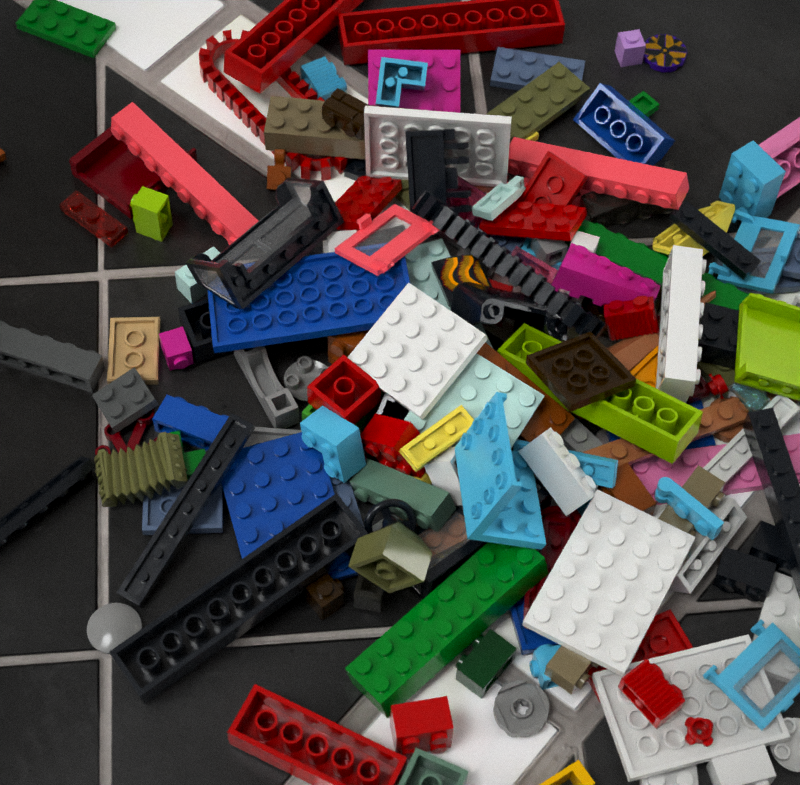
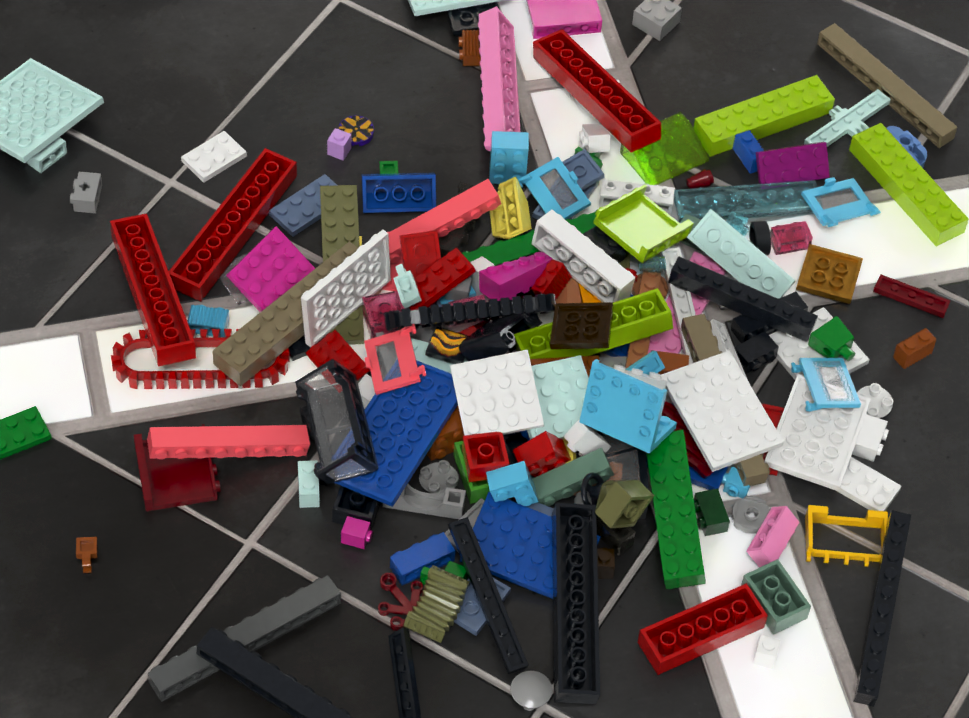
camera: 55 degrees left, 5 degrees down
(93, 218) = (199, 519): clear red plate -> none
(125, 400) = (370, 584): dark grey plate -> none
(134, 344) = (331, 558): tan tile -> none
(151, 213) = (236, 480): lime brick -> none
(279, 172) = (264, 392): dark orange plate -> none
(345, 113) = (278, 316): dark brown brick -> none
(396, 75) = (267, 275): medium azure brick -> none
(421, 725) = (730, 566): red brick -> none
(428, 170) = (363, 303): black hinge -> none
(437, 438) = (565, 426): light yellow tile -> none
(505, 749) = (773, 535): none -> bright pink brick
(652, 693) = (802, 440): red brick -> none
(688, 507) = (709, 340): medium azure plate -> none
(702, 724) = (839, 431): red plate -> none
(715, 240) = (535, 203): black plate -> none

